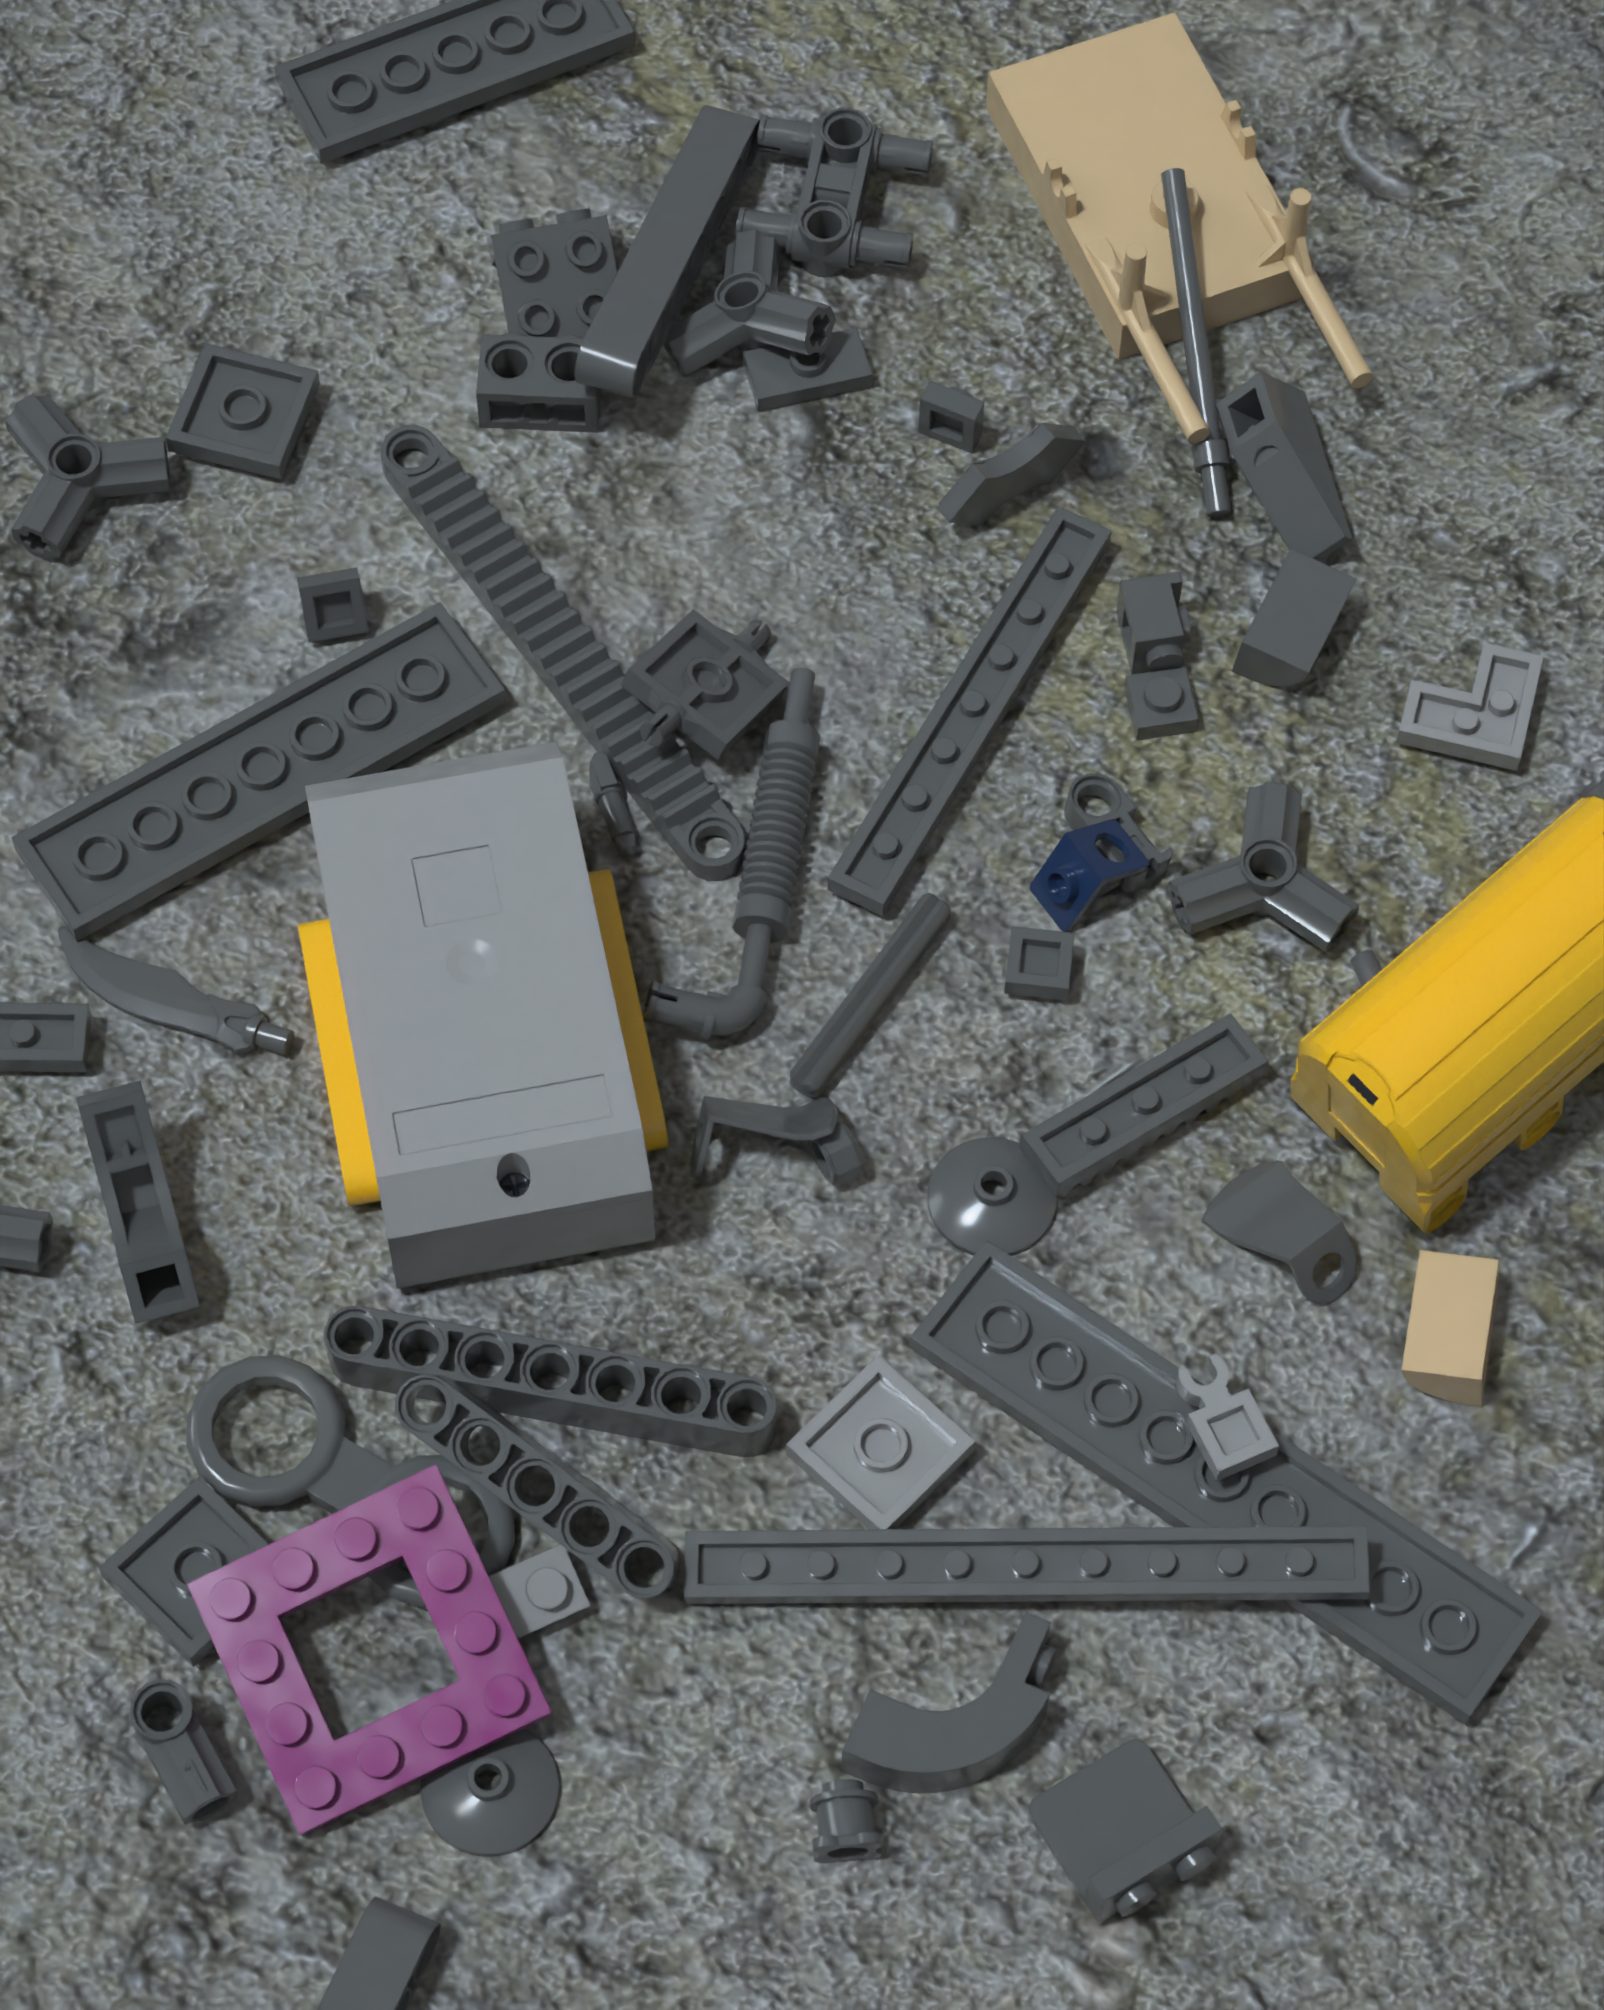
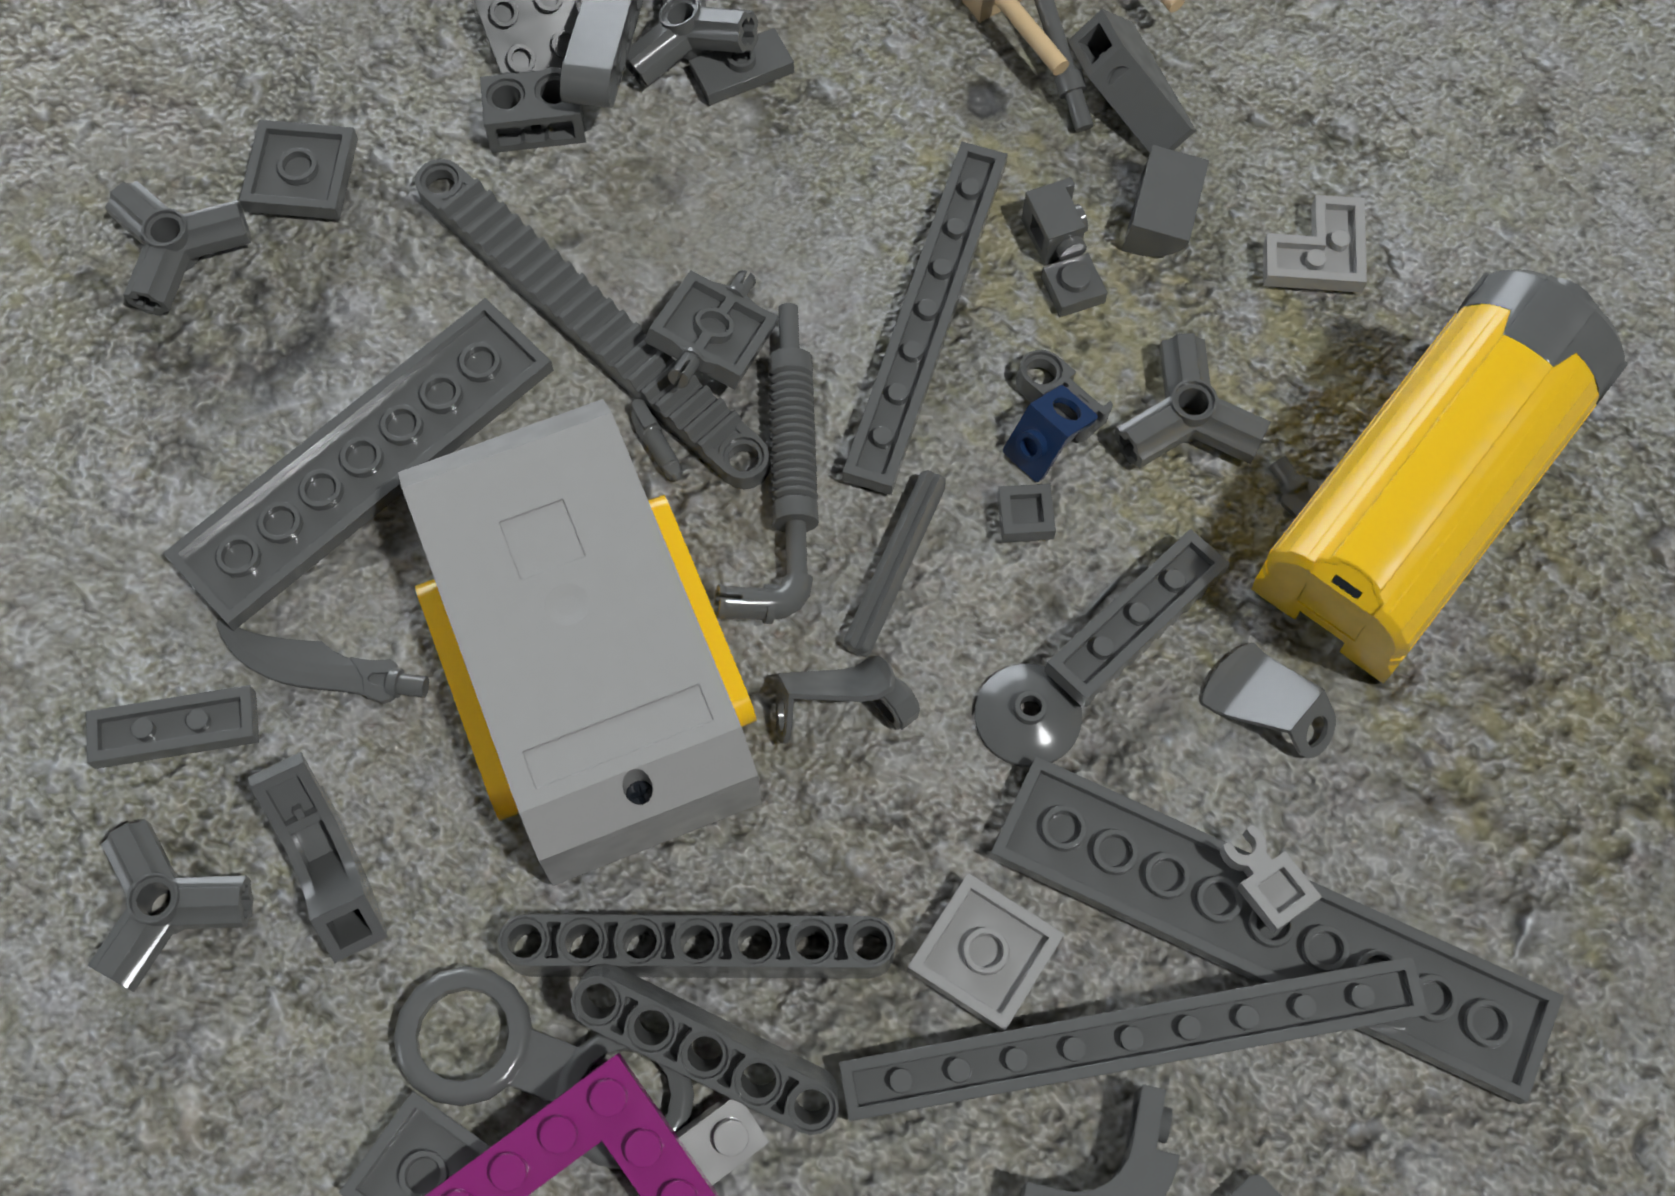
camera: 10 degrees left, 5 degrees up
(332, 604) = (398, 314): dark grey tile -> none
(951, 416) = (862, 84): dark grey plate -> none
(994, 481) = (915, 124): dark grey tile -> none
(1451, 1326) = (1430, 760): tan brick -> none

